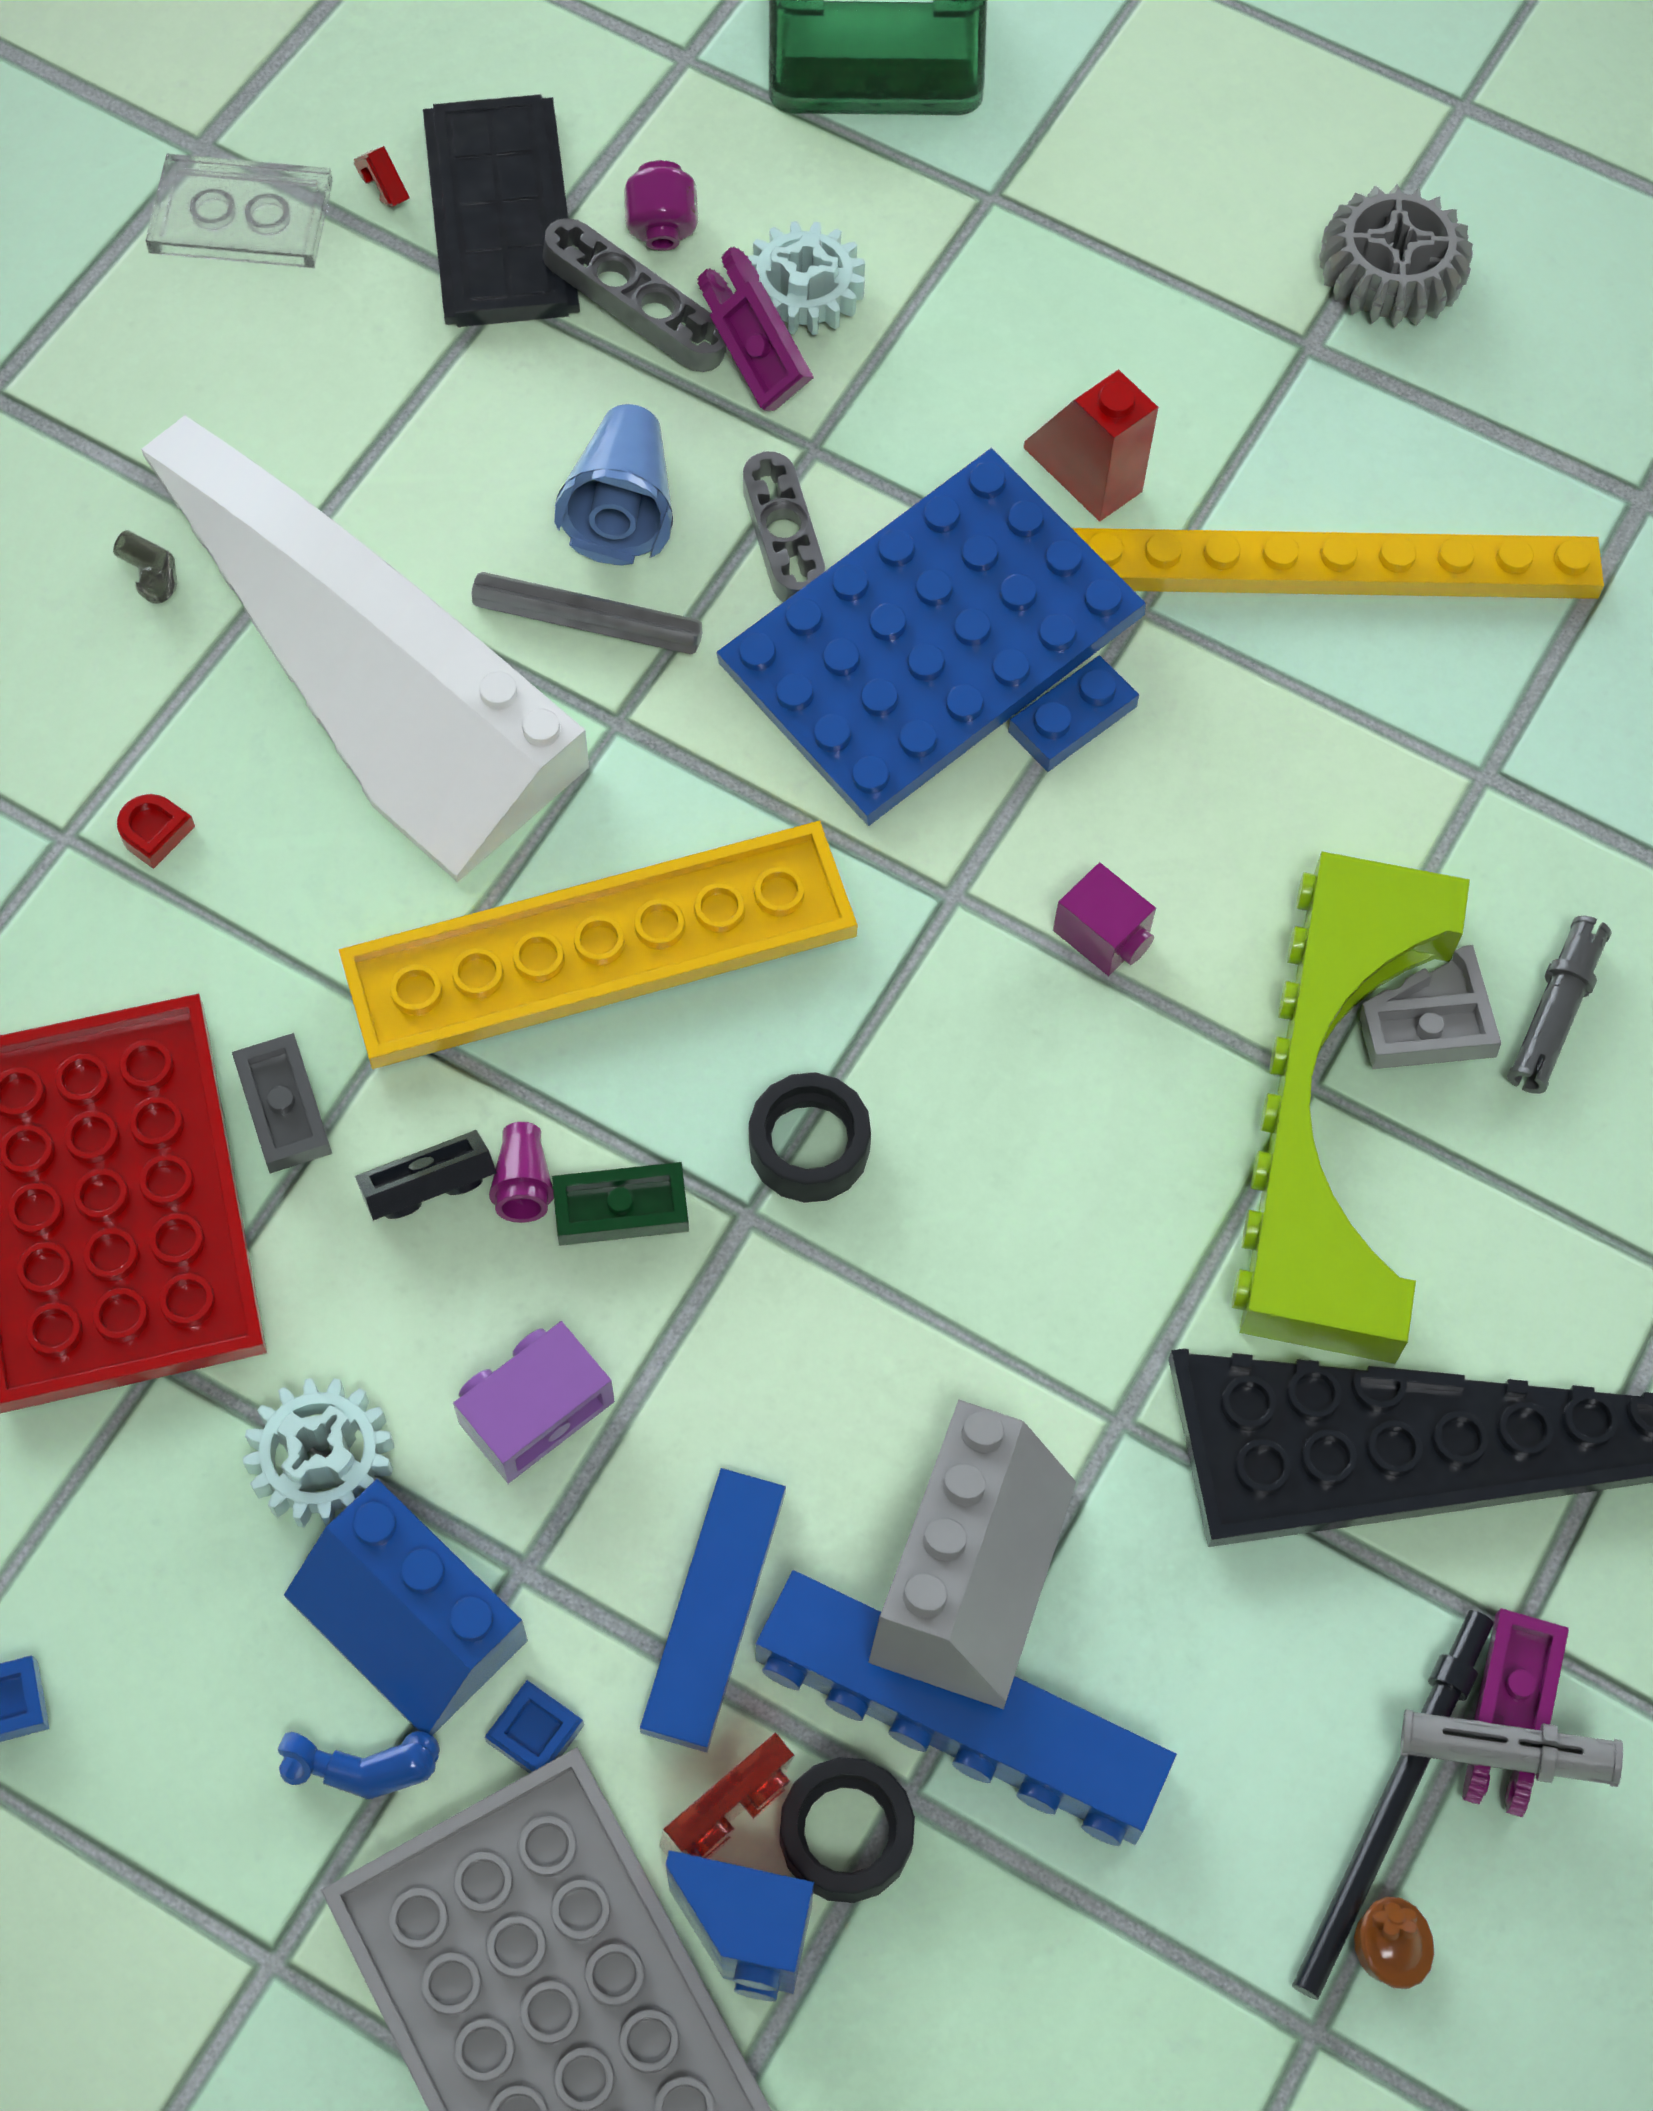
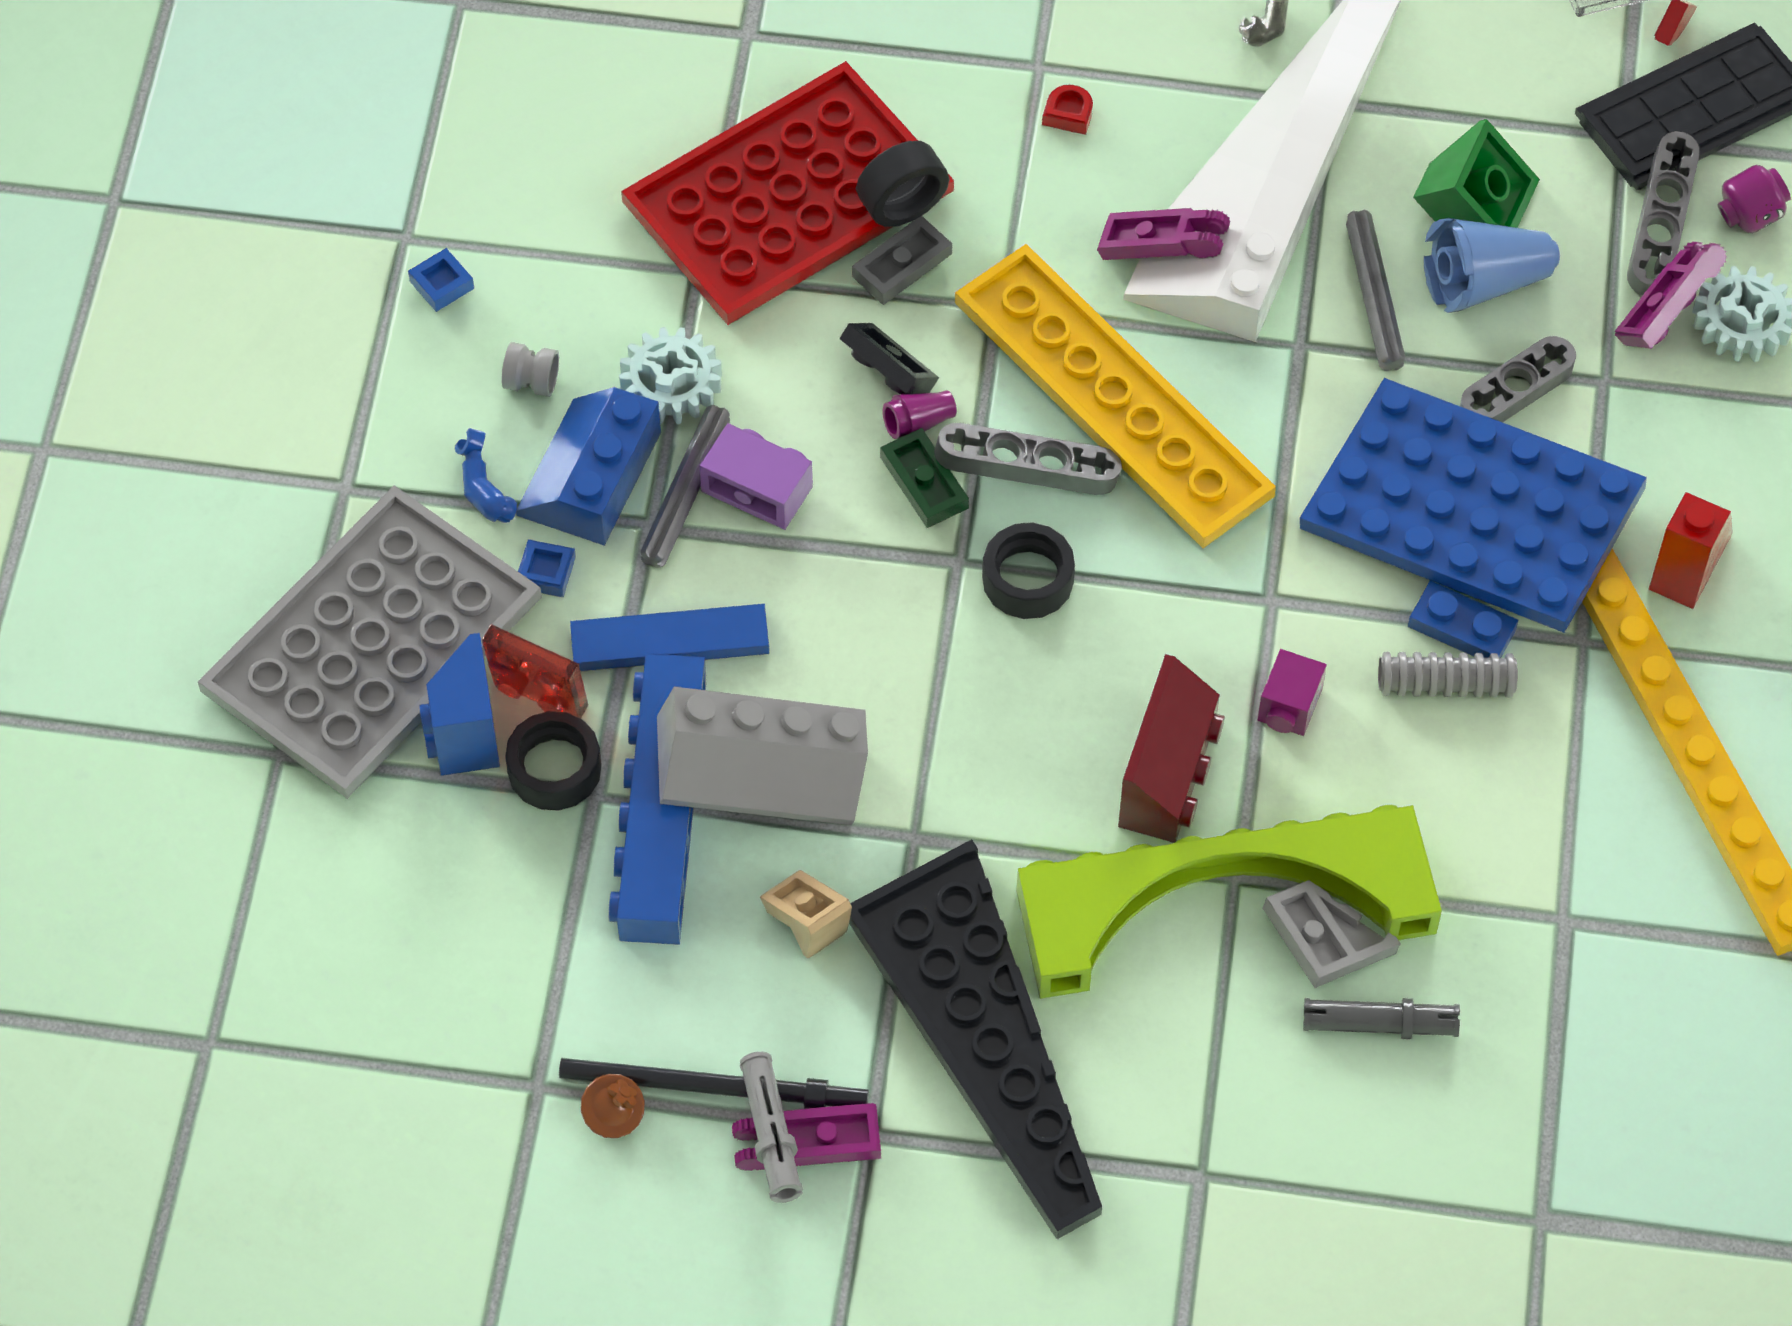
camera: 70 degrees right, 5 degrees down
(199, 1045) = (902, 183): none -> black tyre
(218, 1632) = (525, 368): none -> light grey wheel
(409, 793) = (1163, 234): none -> magenta hinge
(493, 1500) = (683, 489): none -> flat silver axle
(505, 453) = (1478, 180): none -> green slope
(646, 1069) = (1028, 451): none -> flat silver beam
(1142, 1083) = (1170, 753): none -> dark red slope
(1143, 753) = (1447, 674): none -> light grey piece
(1202, 1583) = (810, 909): none -> tan slope

